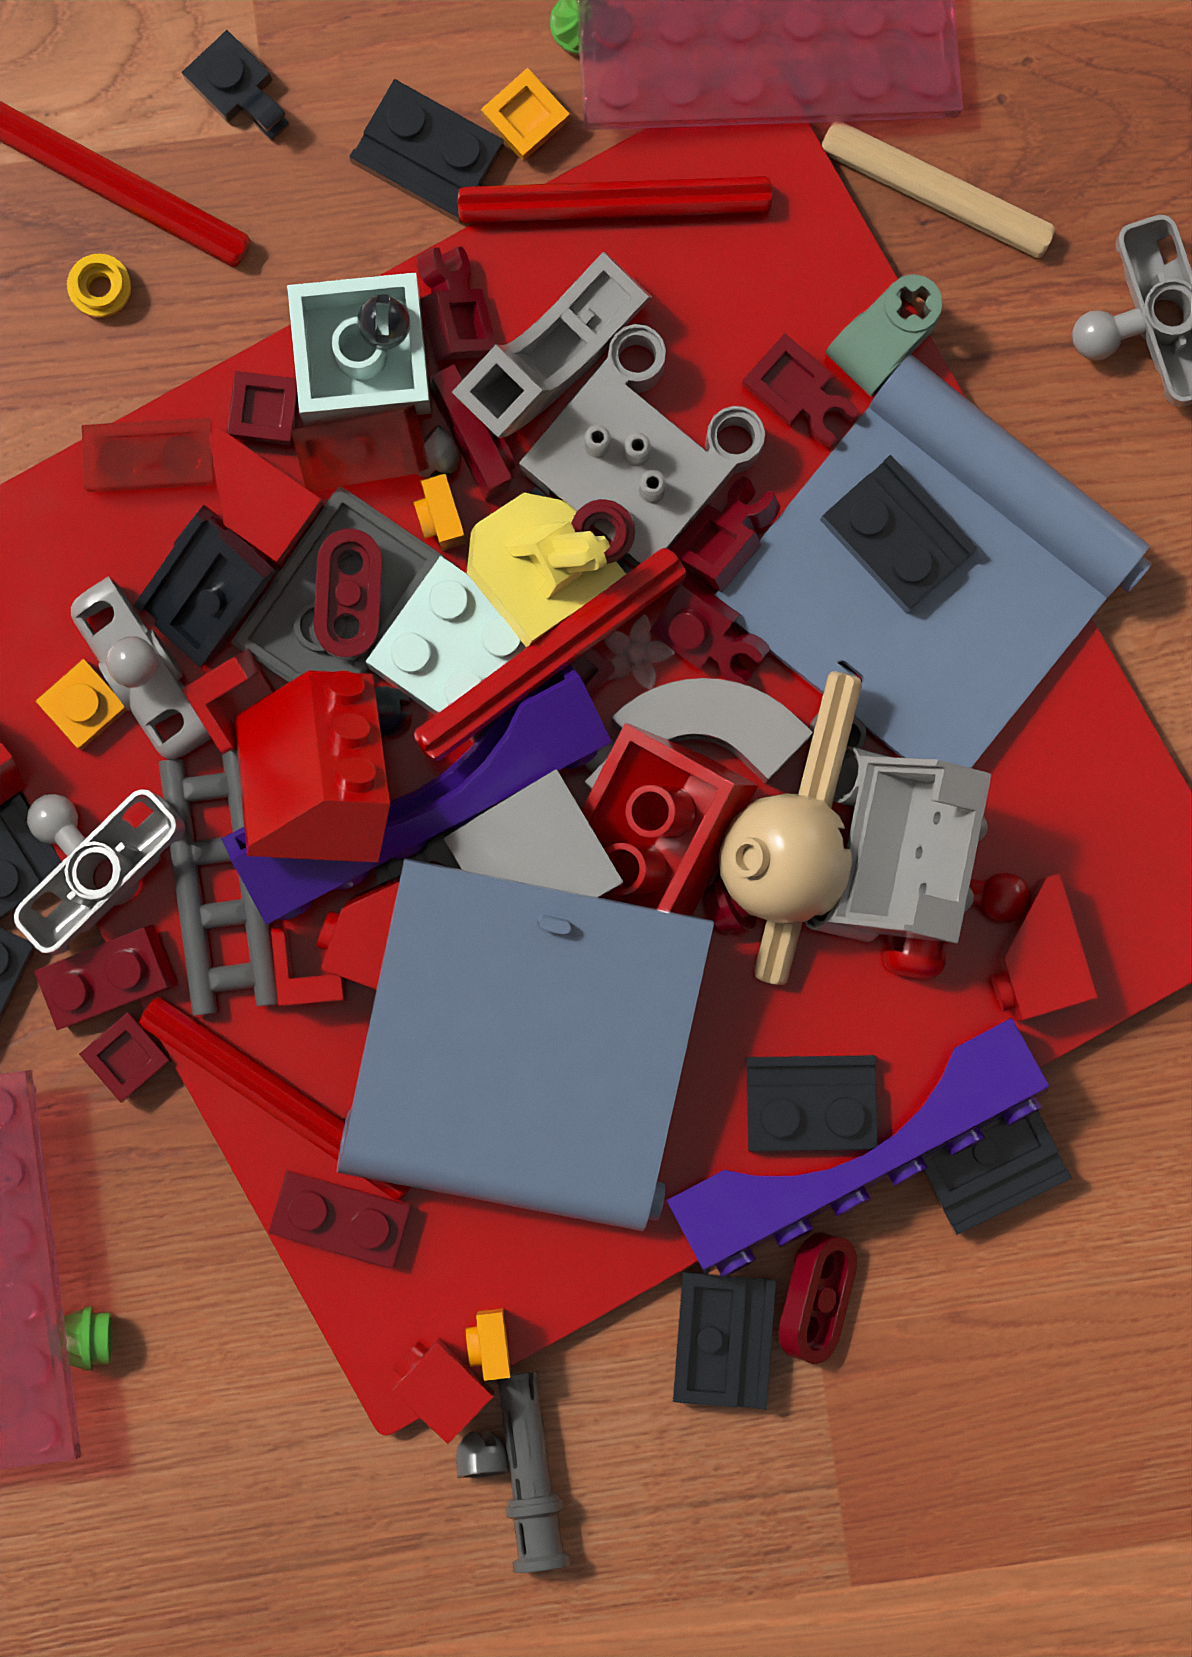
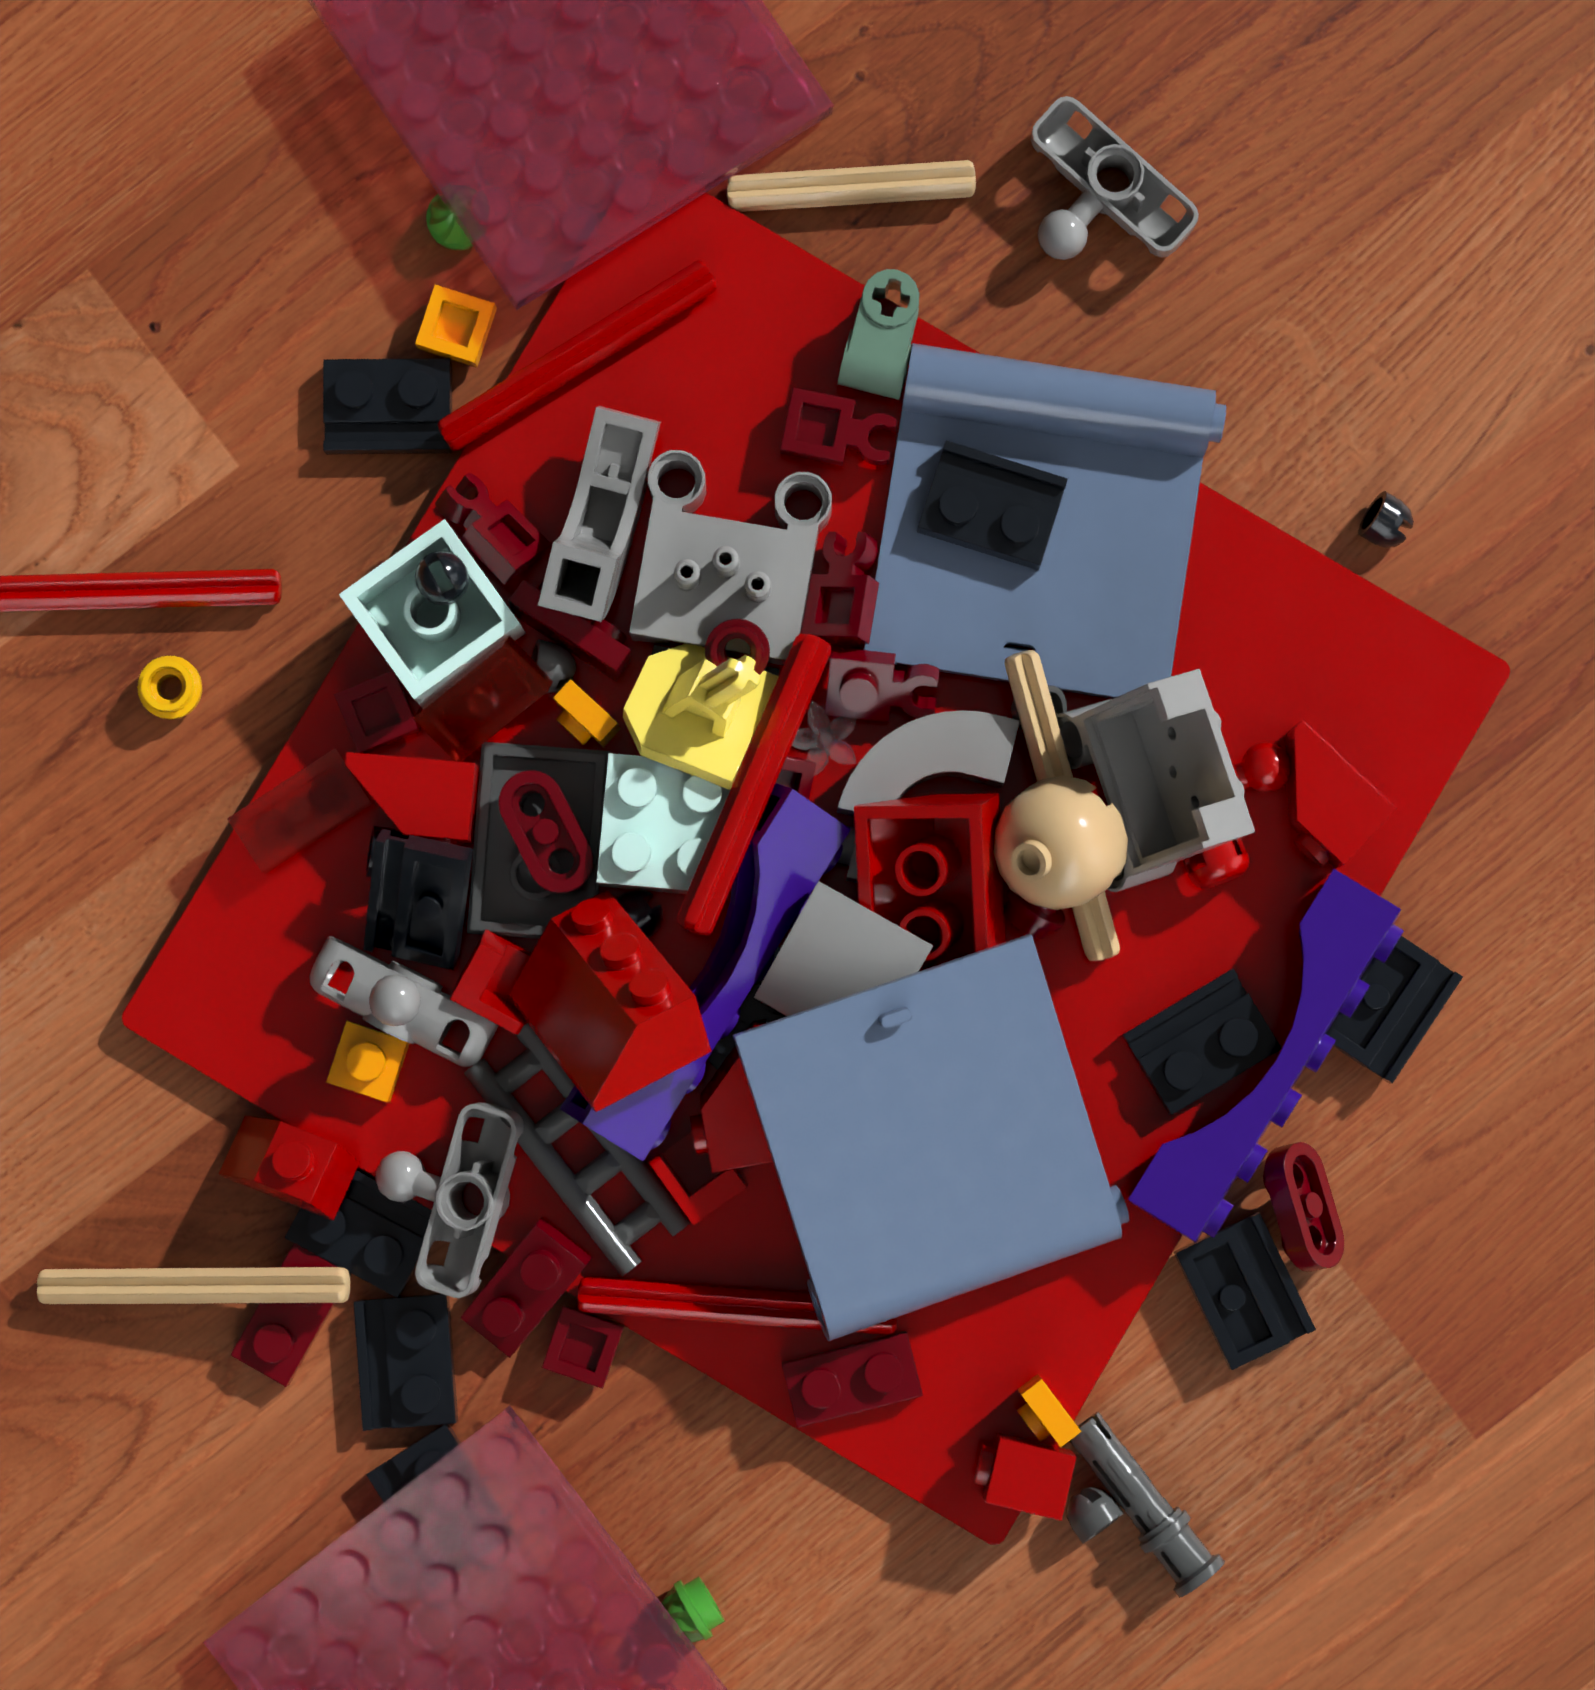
camera: 25 degrees left, 0 degrees up
(233, 82) = (184, 442): black plate -> none

